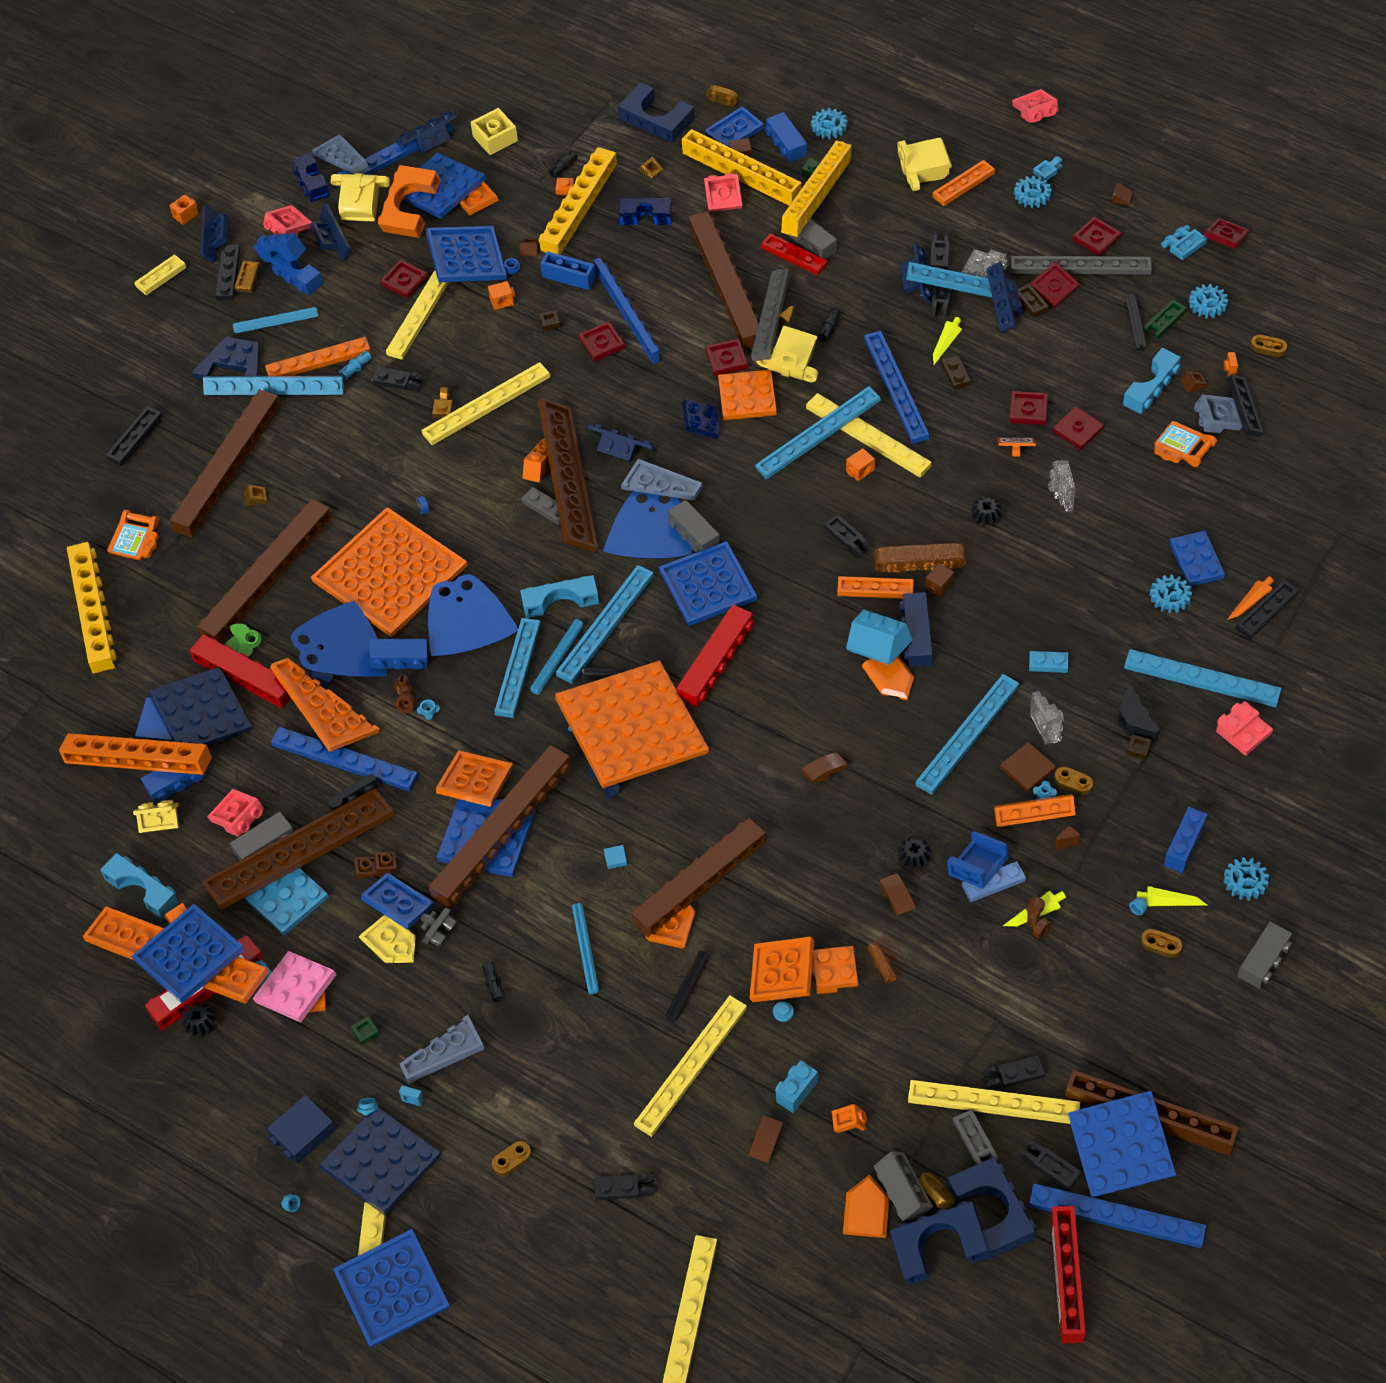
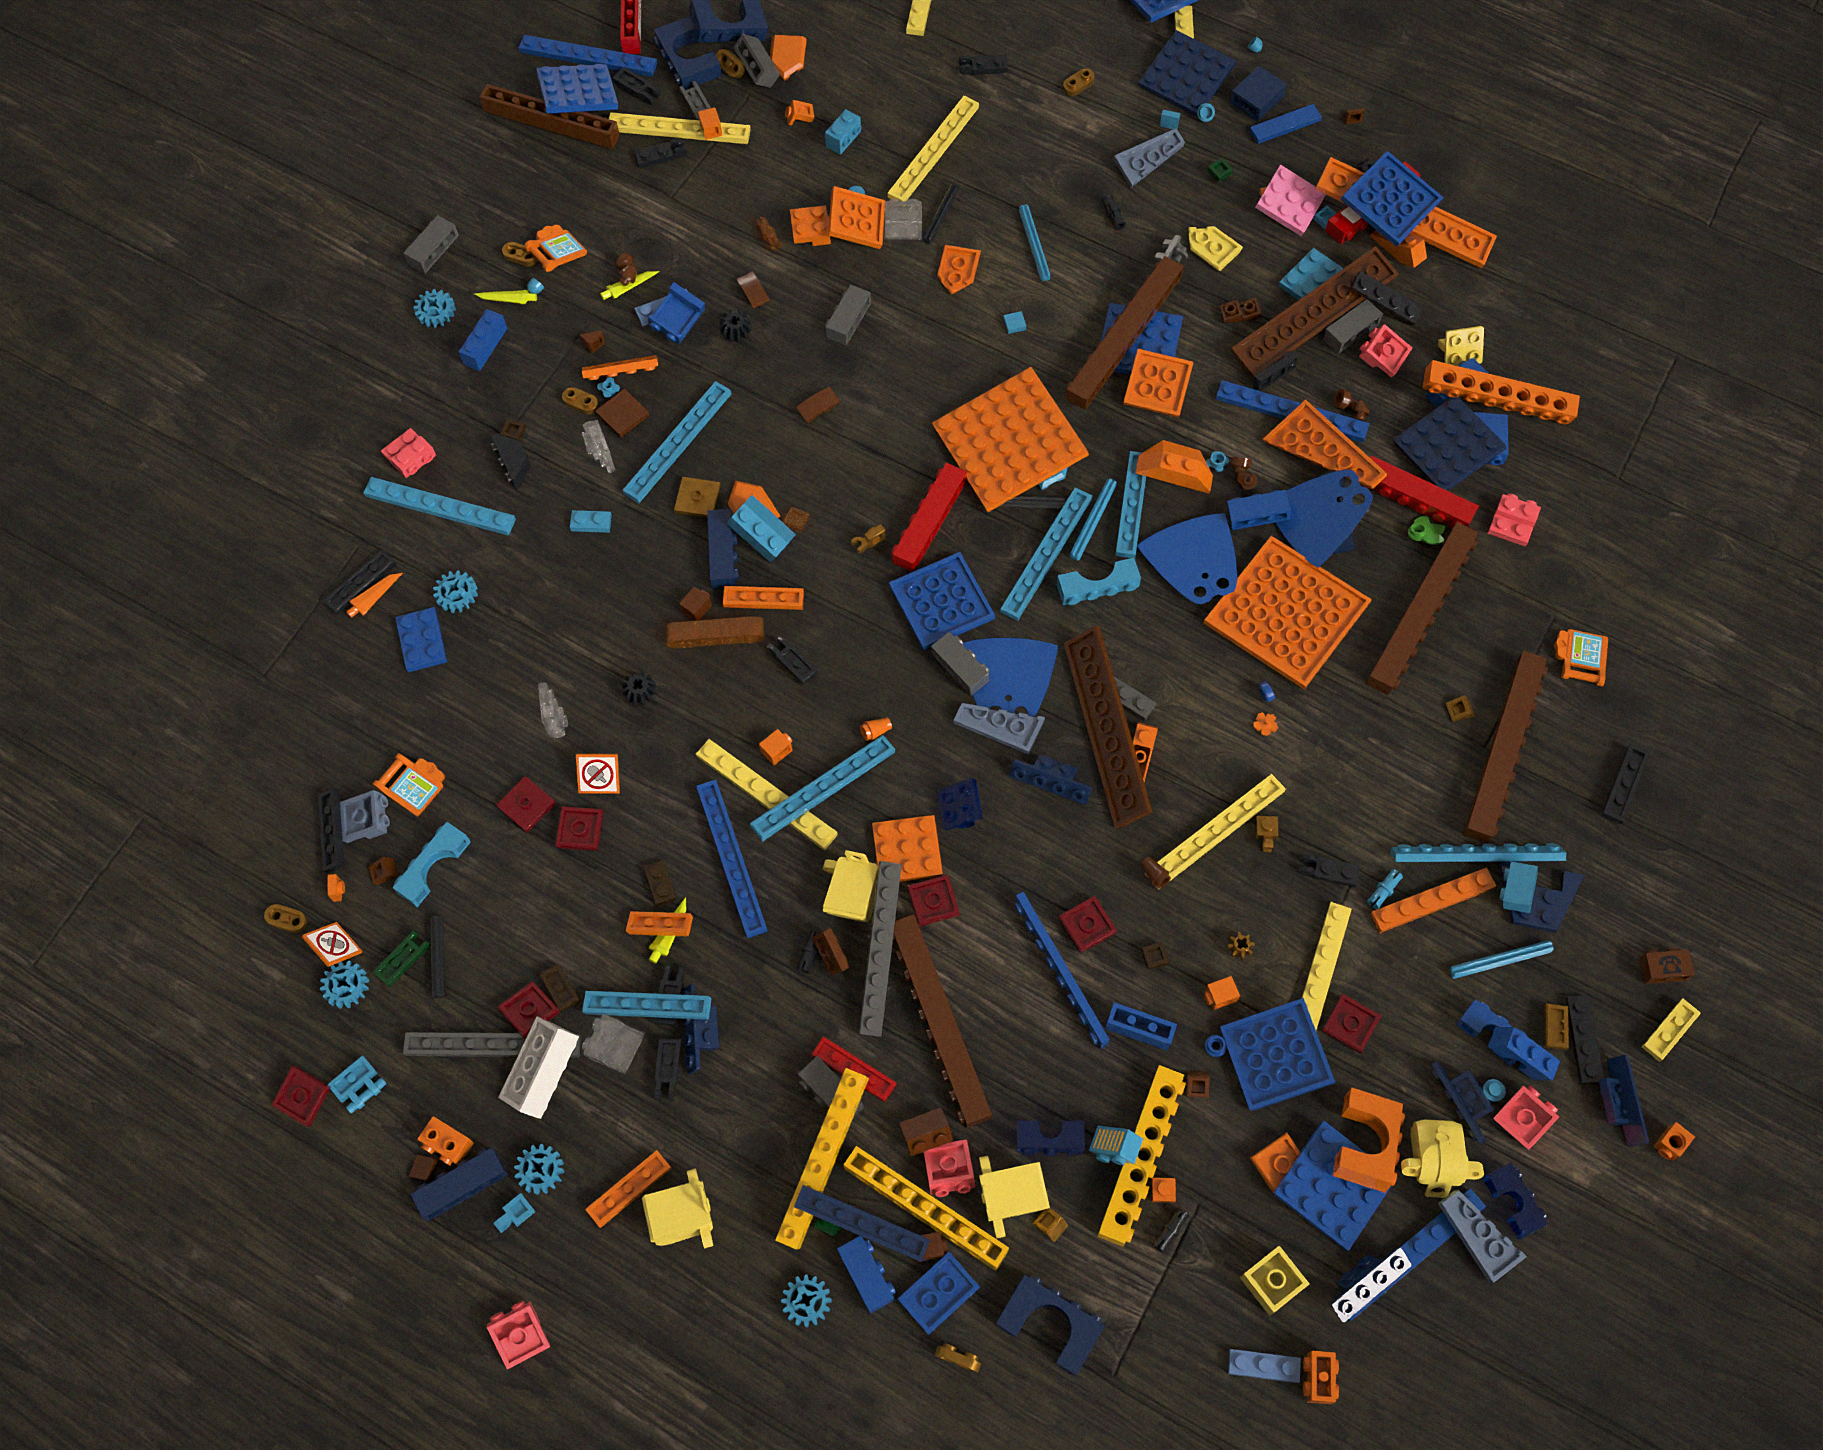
camera: 175 degrees right, 10 degrees up
(91, 608) = (1612, 570): yellow brick -> none
(121, 873) = (1476, 295): dark azure arch -> none
(149, 311) = (1666, 966): none -> reddish brown brick
(157, 650) = (1514, 519): none -> coral plate
(197, 1100) = (1353, 116): none -> reddish brown slope
(221, 859) = (1386, 298): none -> black plate
(247, 354) = (1519, 887): none -> dark azure brick
(277, 1093) = (1285, 123): none -> blue tile
(290, 763) = (1344, 399): none -> reddish brown arm
(307, 240) = (1494, 1090): none -> dark azure plate
(397, 900) = (1212, 272): blue plate -> none
(427, 486) = (1265, 724): none -> orange plant
(471, 694) = (1176, 466): none -> orange wedge
(472, 84) = (1321, 1377): none -> orange brick
(480, 325) = (1240, 939): none -> pearl gold gear
(509, 97) = (1264, 1366): none -> medium blue plate
(540, 364) = (1156, 873): none -> reddish brown cone
(597, 198) = (1115, 1145): none -> dark azure brick
(677, 173) = (1011, 1192): none -> light yellow piece
(698, 877) = (934, 297): reddish brown brick -> none
(729, 972) = (903, 219): none -> clear plate
(738, 209) = (926, 1131): none -> reddish brown brick
(765, 1139) = (868, 96): reddish brown slope -> none
(771, 480) = (875, 728): none -> orange cone
(771, 637) = (872, 537): none -> pearl gold plate
(787, 145) = (862, 1223): none -> dark blue plate
(787, 317) = (861, 956): pearl gold slope -> none
(793, 863) = (848, 314): none -> dark grey brick
(810, 317) = (831, 952): none -> reddish brown bracket
(845, 661) = (796, 519): none -> clear orange tile
(944, 682) = (697, 497): none -> pearl gold plate
(953, 337) = (659, 923): none -> orange plate
(954, 1089) = (710, 123): none -> orange brick
(1004, 296) = (591, 981): dark blue bracket -> none
(1040, 243) = (538, 1067): none -> white slope
(1091, 183) = (459, 1184): none -> dark blue brick
(1096, 236) = (465, 1094): dark red plate -> none
(1106, 204) = (445, 1141): none -> orange brick
(1118, 951) = (557, 245): none -> orange piece
(1224, 323) = (332, 944): none -> piece

